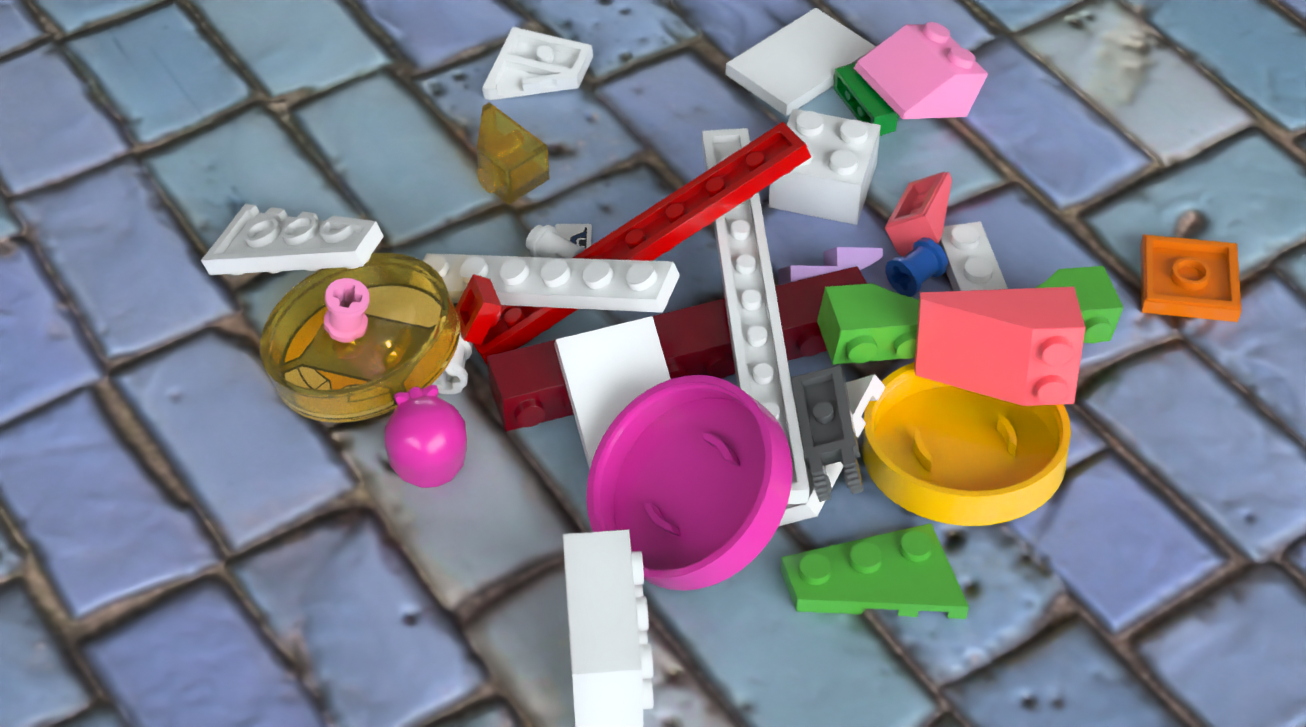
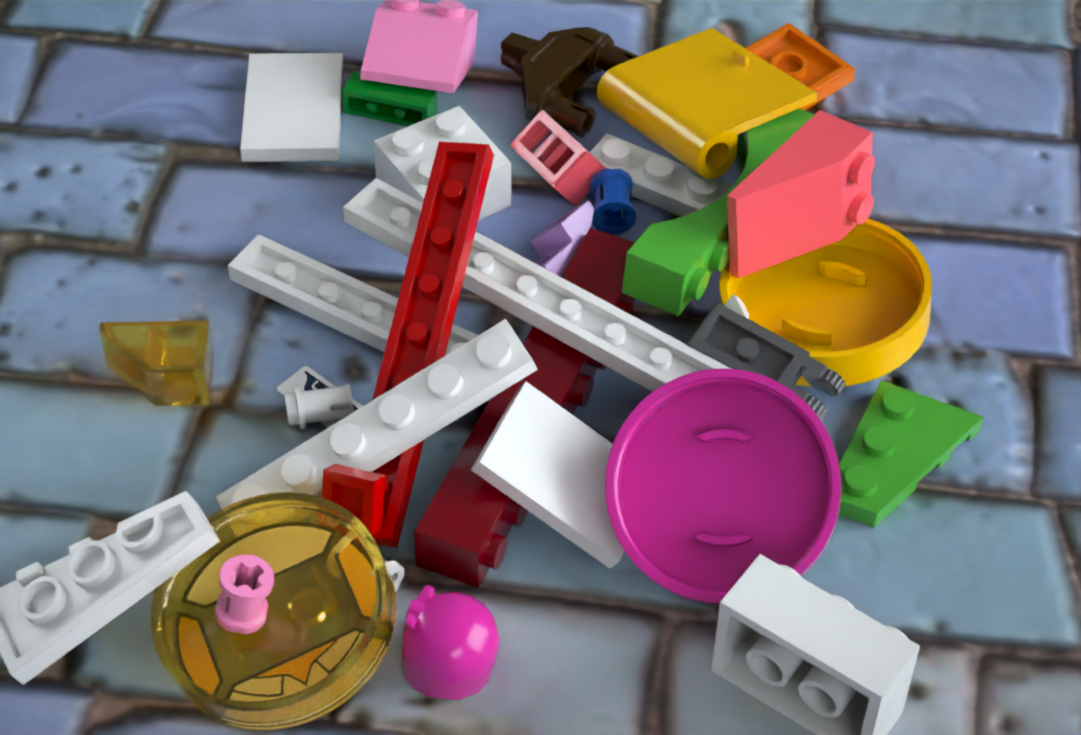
camera: 50 degrees left, 0 degrees up
(536, 65) = (74, 265): white wing -> none
(648, 182) = (322, 293): none -> white plate
(1009, 154) = (558, 68): none -> dark brown connector
(1067, 237) = (700, 97): none -> yellow door

